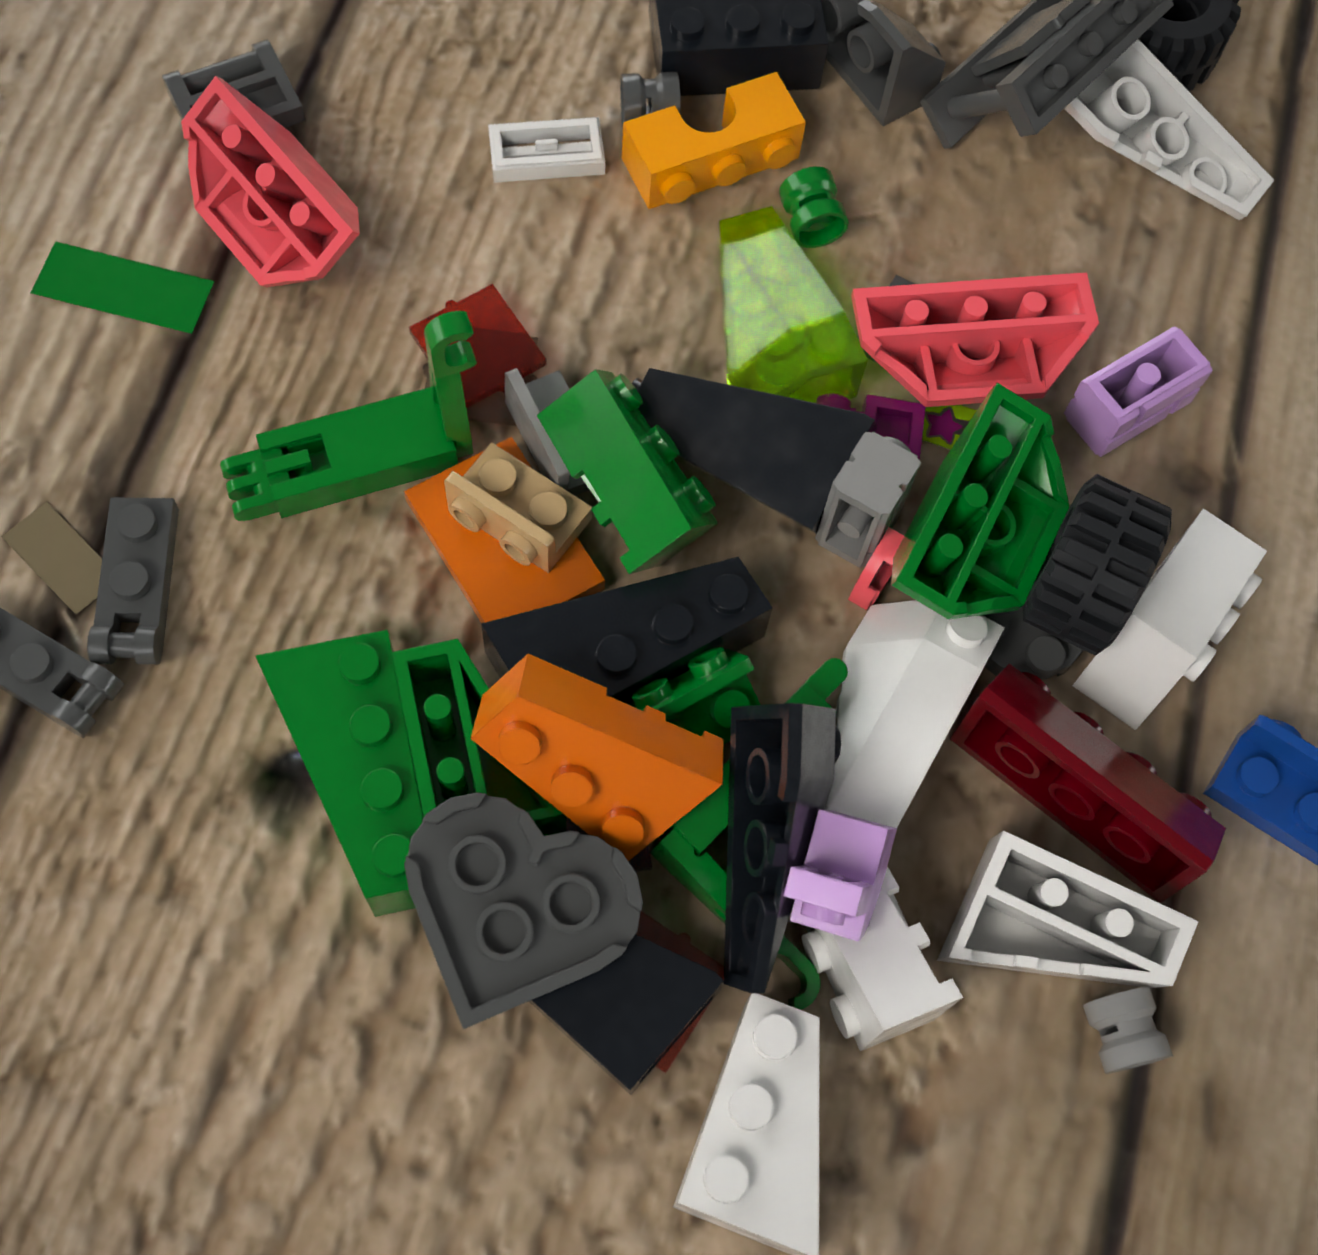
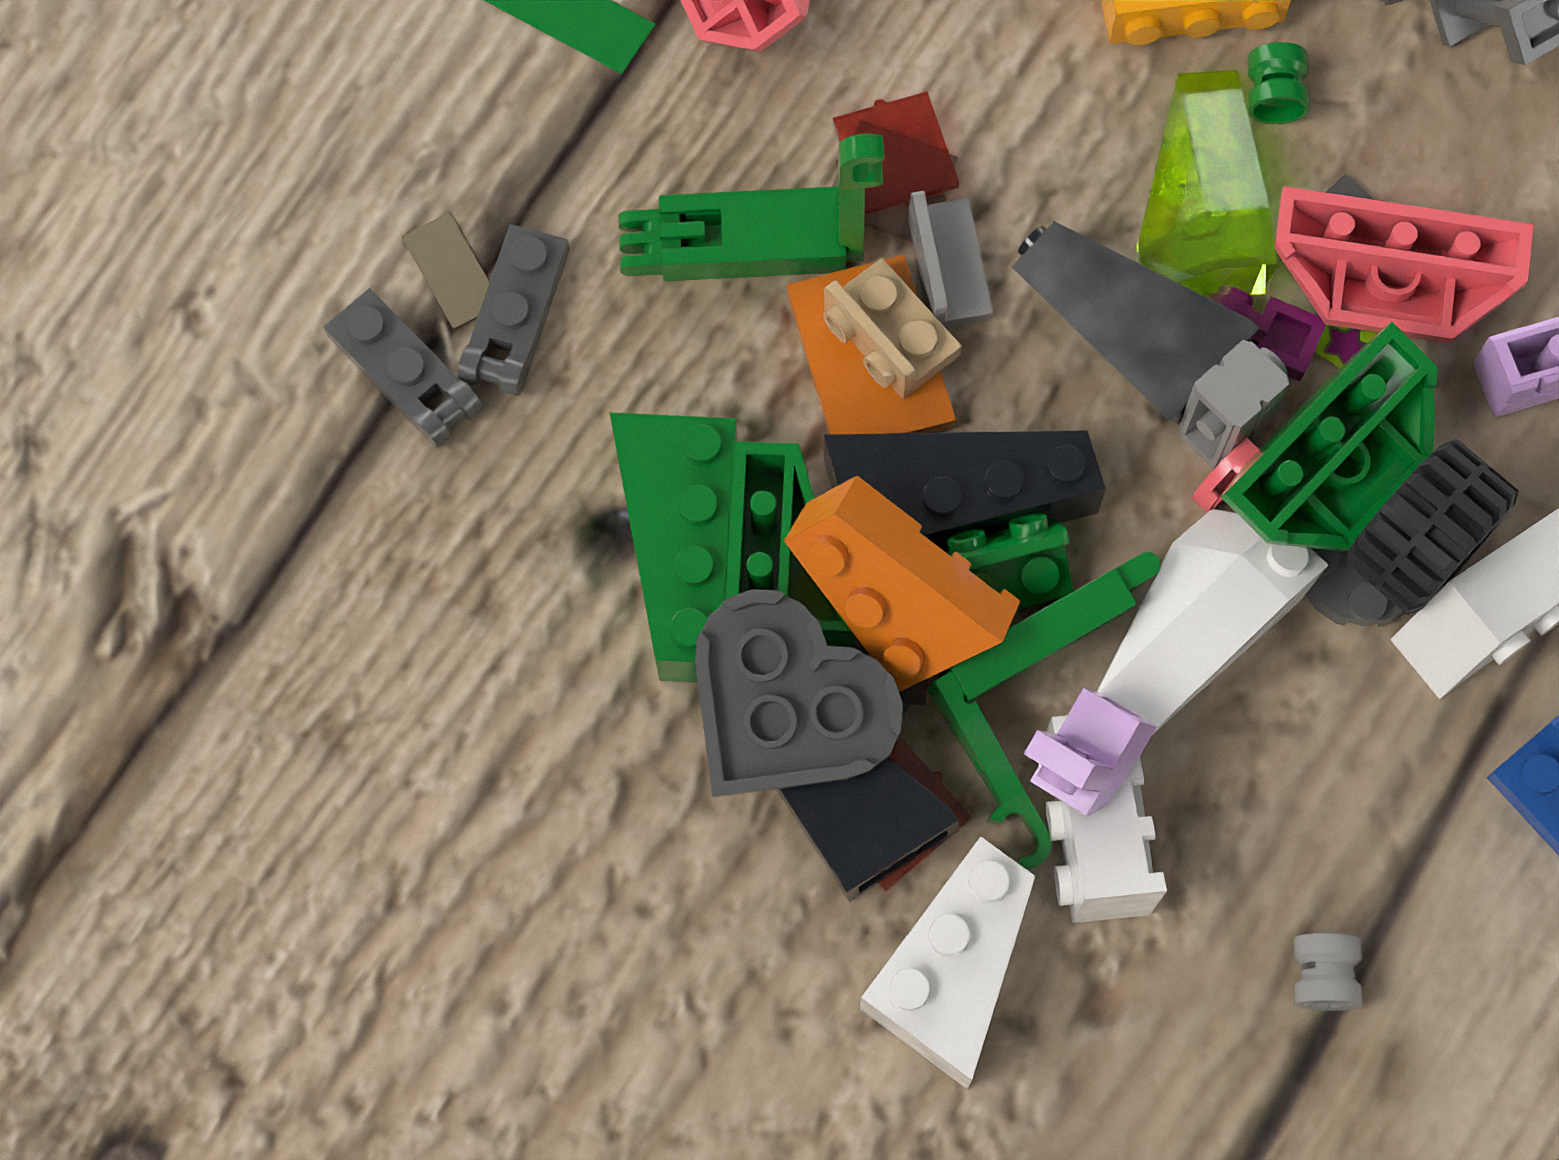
camera: 25 degrees right, 5 degrees up
(628, 469) = (1005, 319): green wedge -> none
(776, 786) = (1056, 653): black wedge -> none
(1063, 921) = (1294, 855): white wedge -> none
(1090, 784) = (1365, 732): dark red slope -> none

